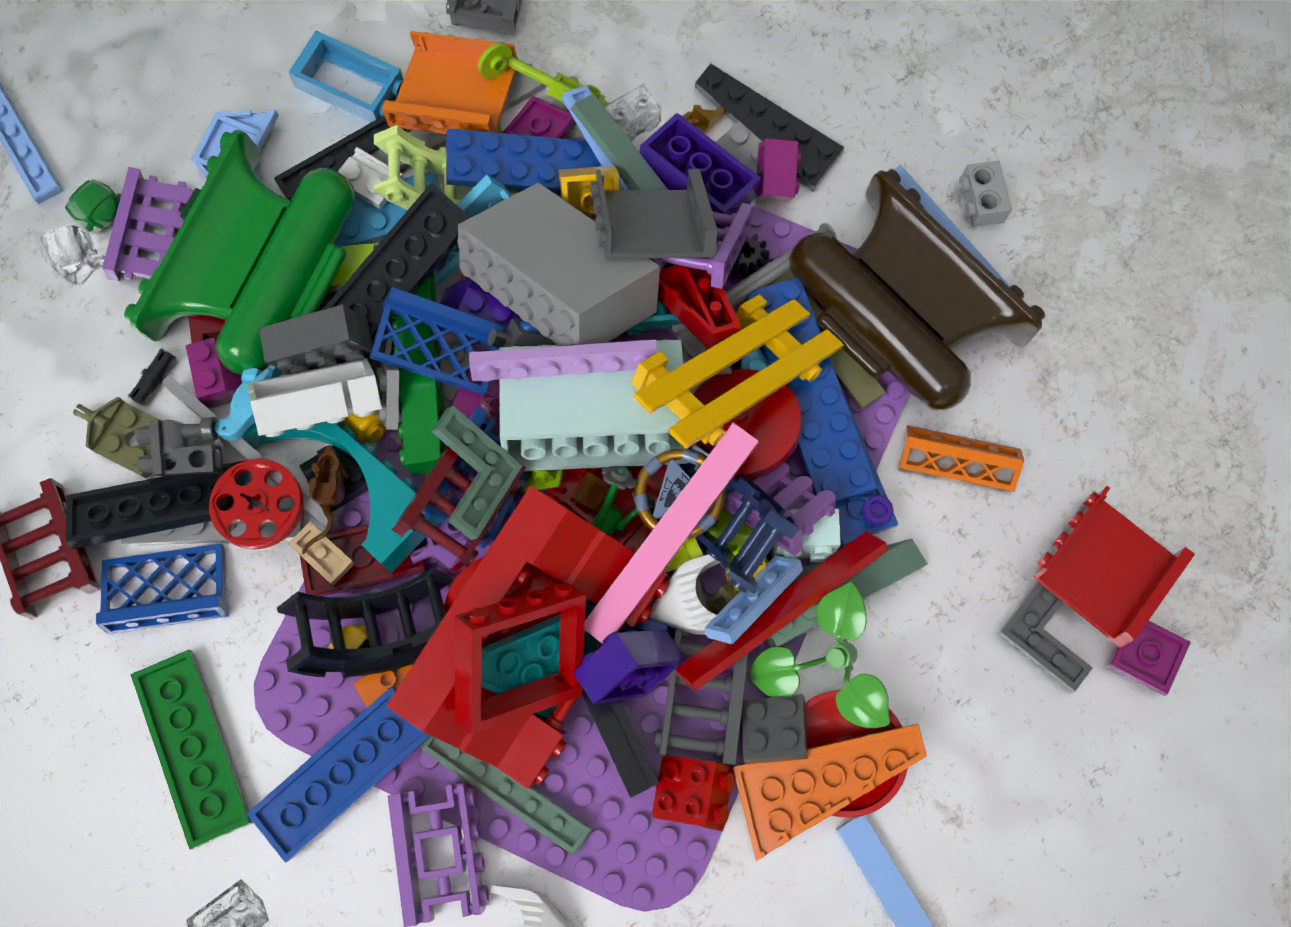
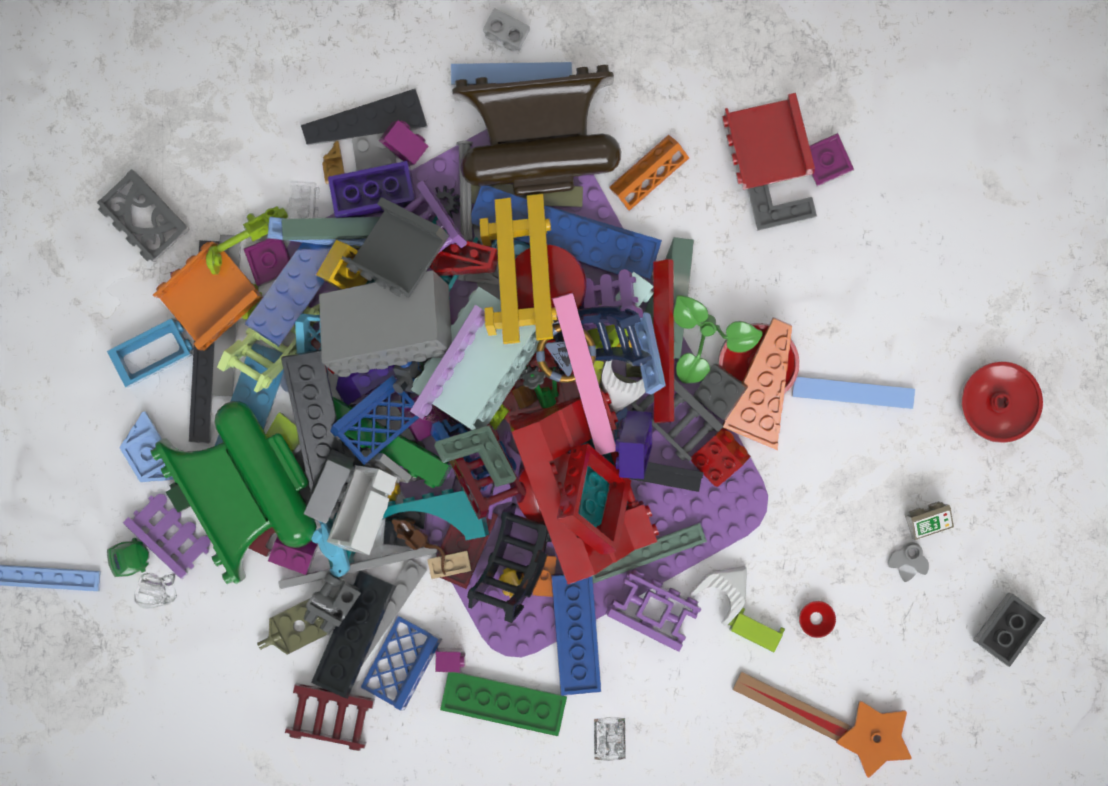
camera: 50 degrees left, 15 degrees up
(152, 377) = (267, 592): black pin -> none
(200, 638) = (449, 660): none -> magenta brick
(254, 517) = (387, 577): red wedge -> none
(364, 173) = (231, 386): white plate -> none
(877, 510) = (646, 246): dark purple tile -> none

